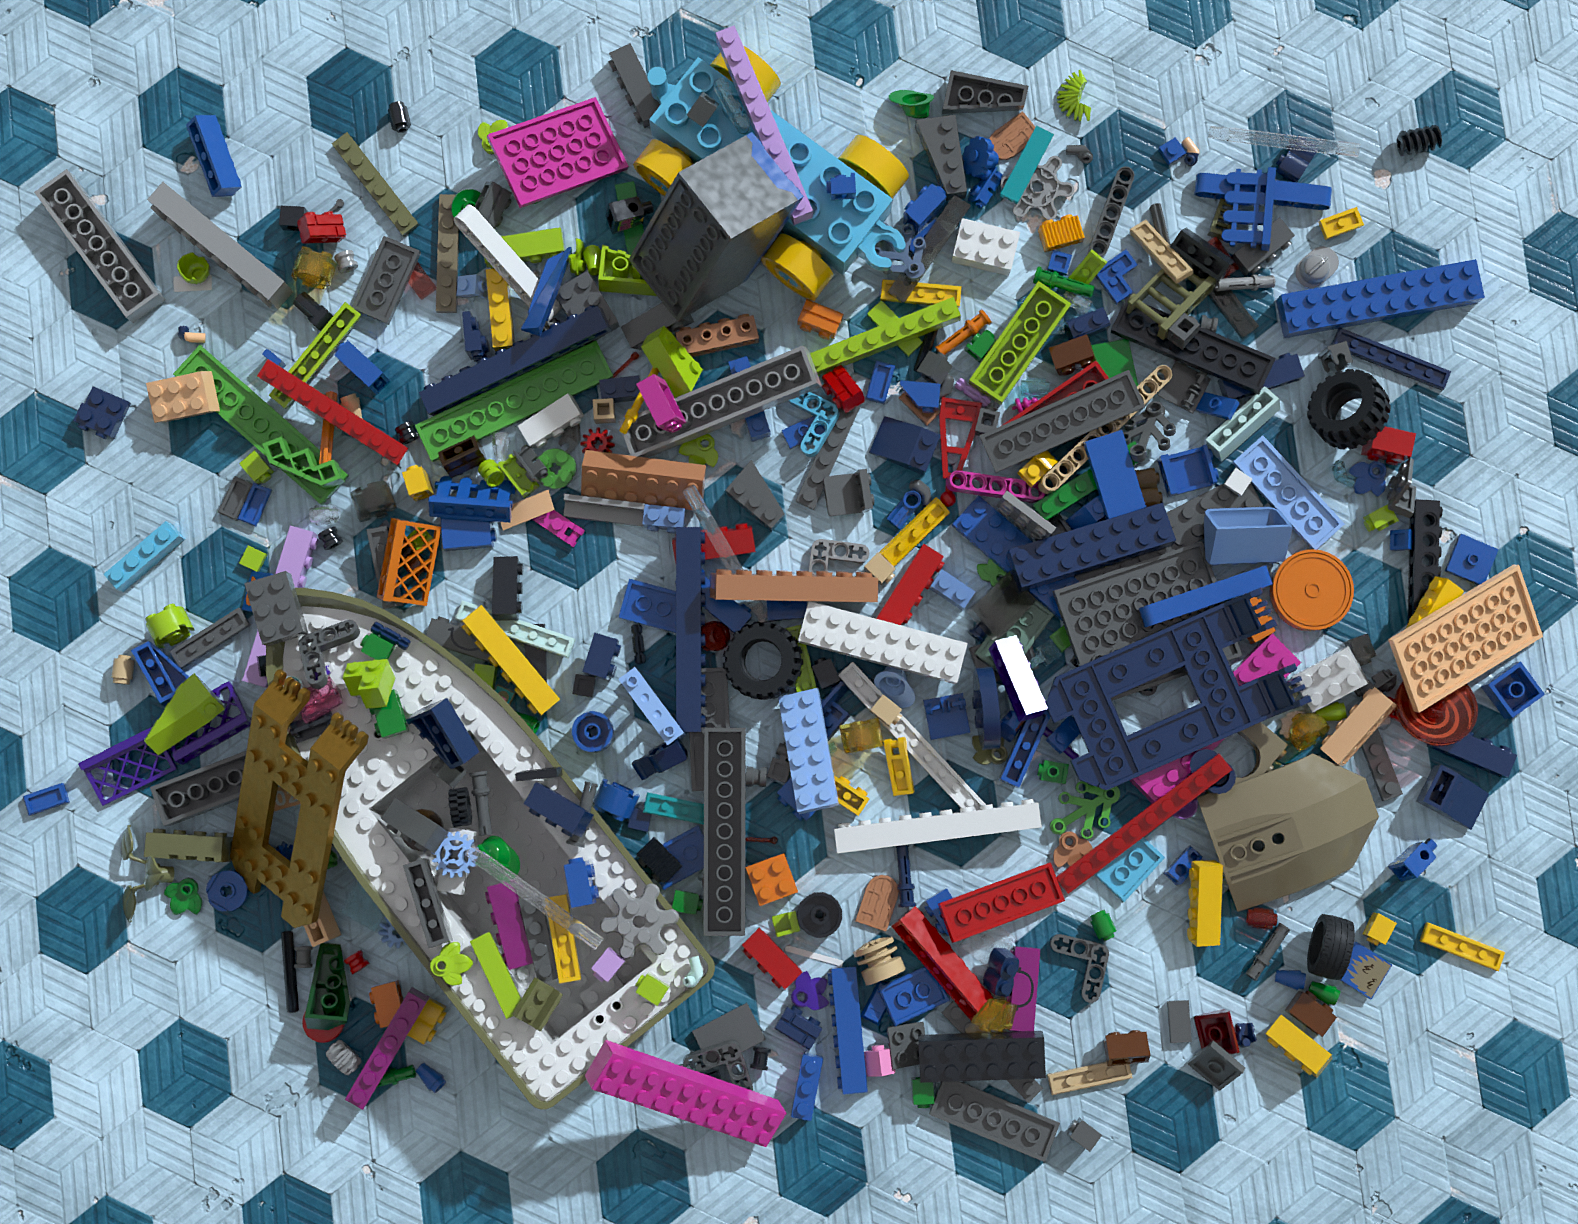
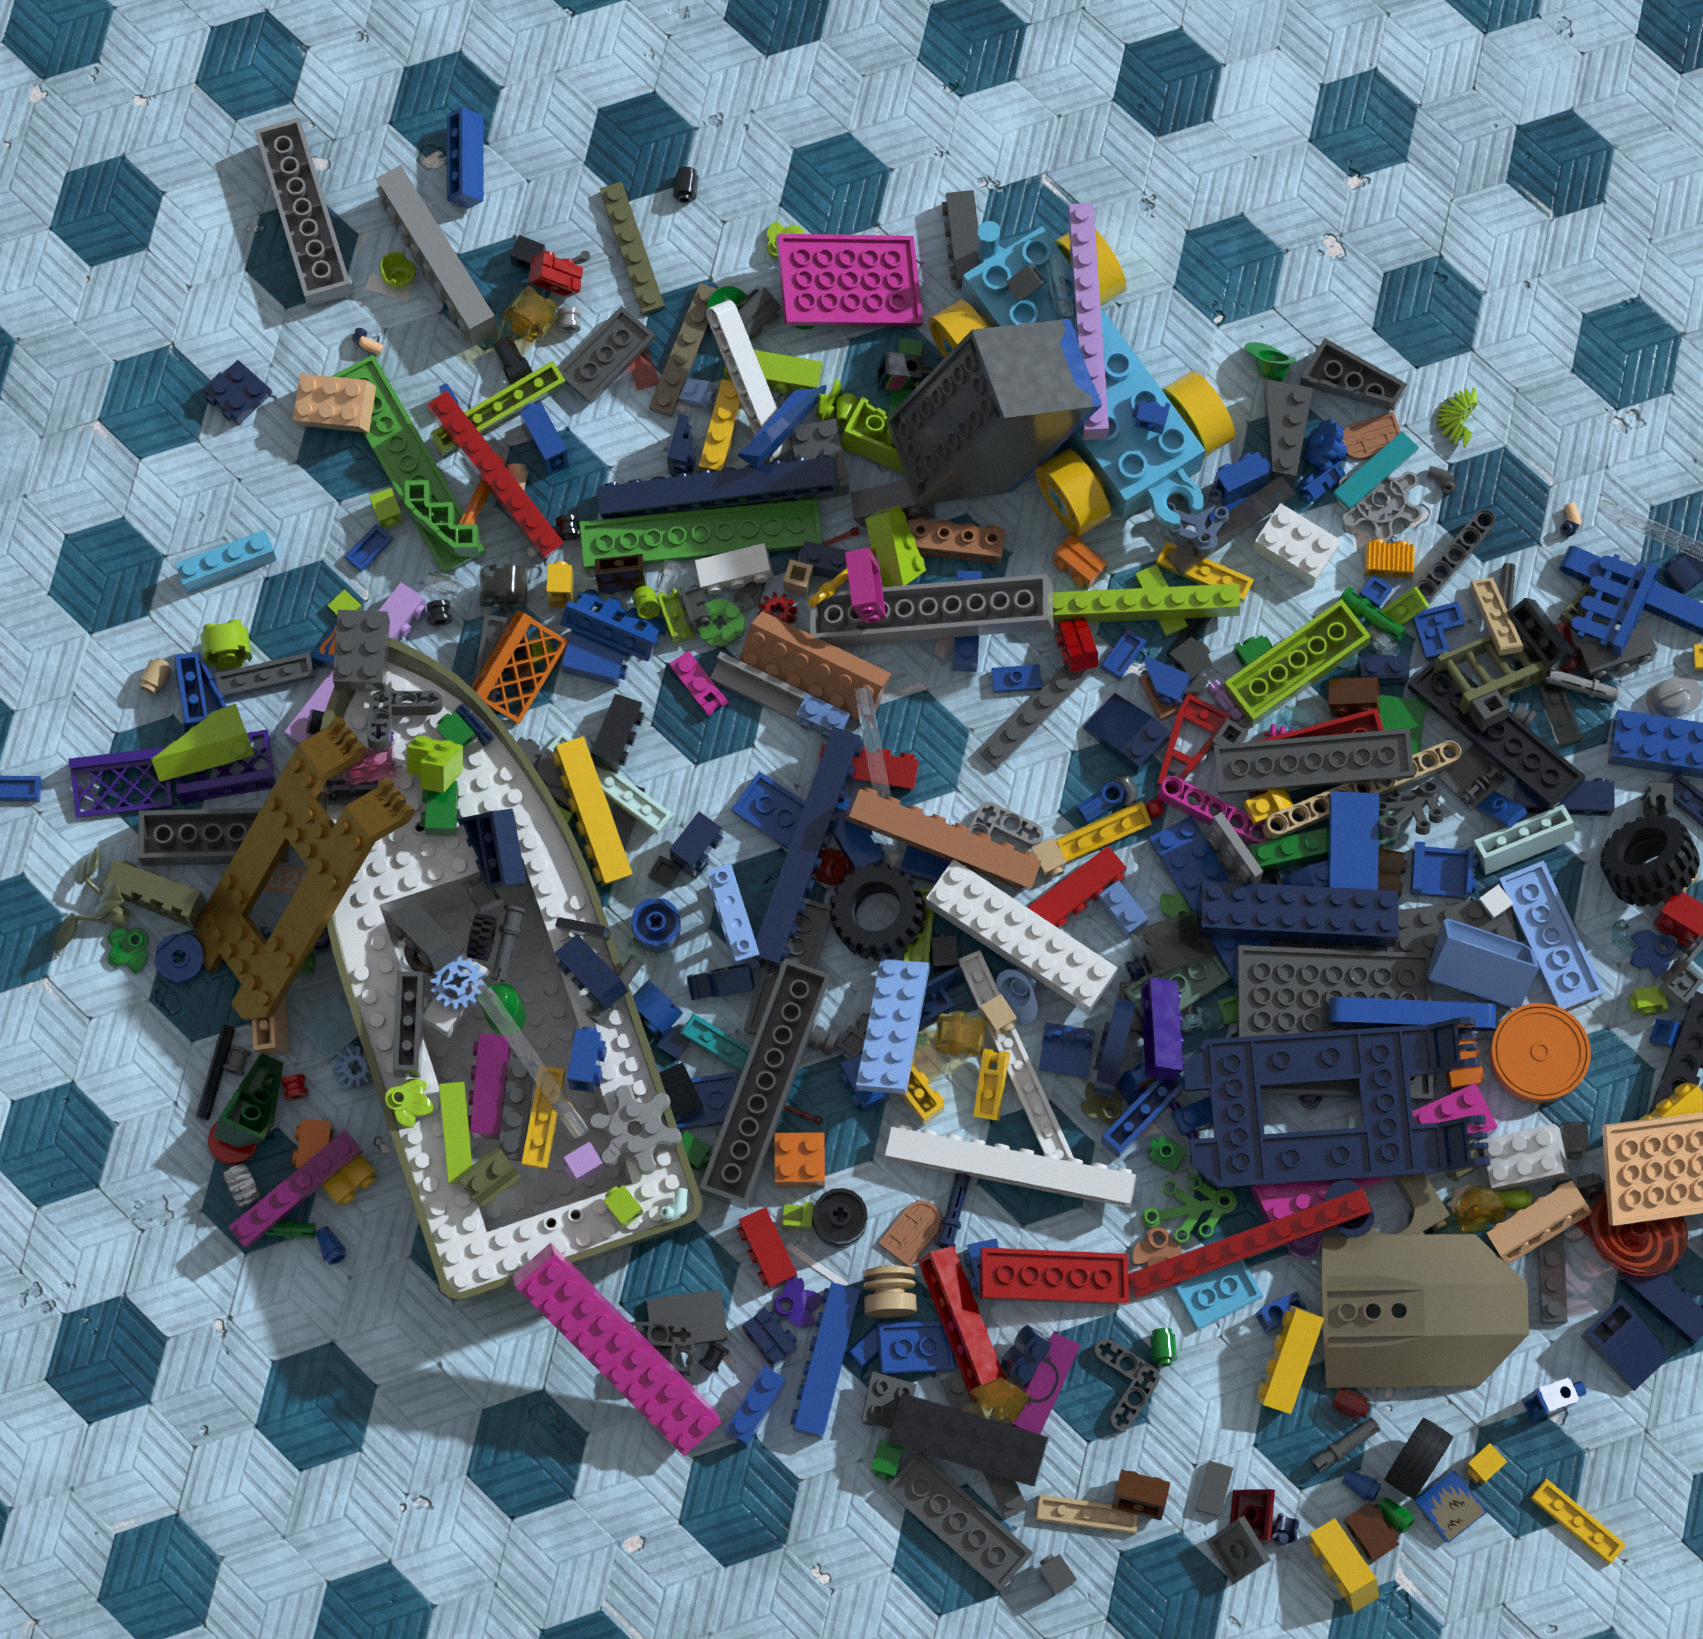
camera: 20 degrees right, 10 degrees down
(235, 498) = (349, 534): dark grey tile -> none
(529, 509) = (673, 657): light nougat sticker -> none
(638, 644) = (742, 848): black axle -> none
(698, 453) = (885, 658): lime plate -> none
(755, 497) = (935, 730): dark grey wedge -> none
(821, 419) = (1040, 669): medium azure beam -> none
(848, 493) = (1042, 762): dark grey bracket -> none
(878, 1061) = (847, 1407): bright pink brick -> none
(970, 328) = (1245, 630): orange pin -> none
(1172, 151) = (1550, 512): blue plate -> none

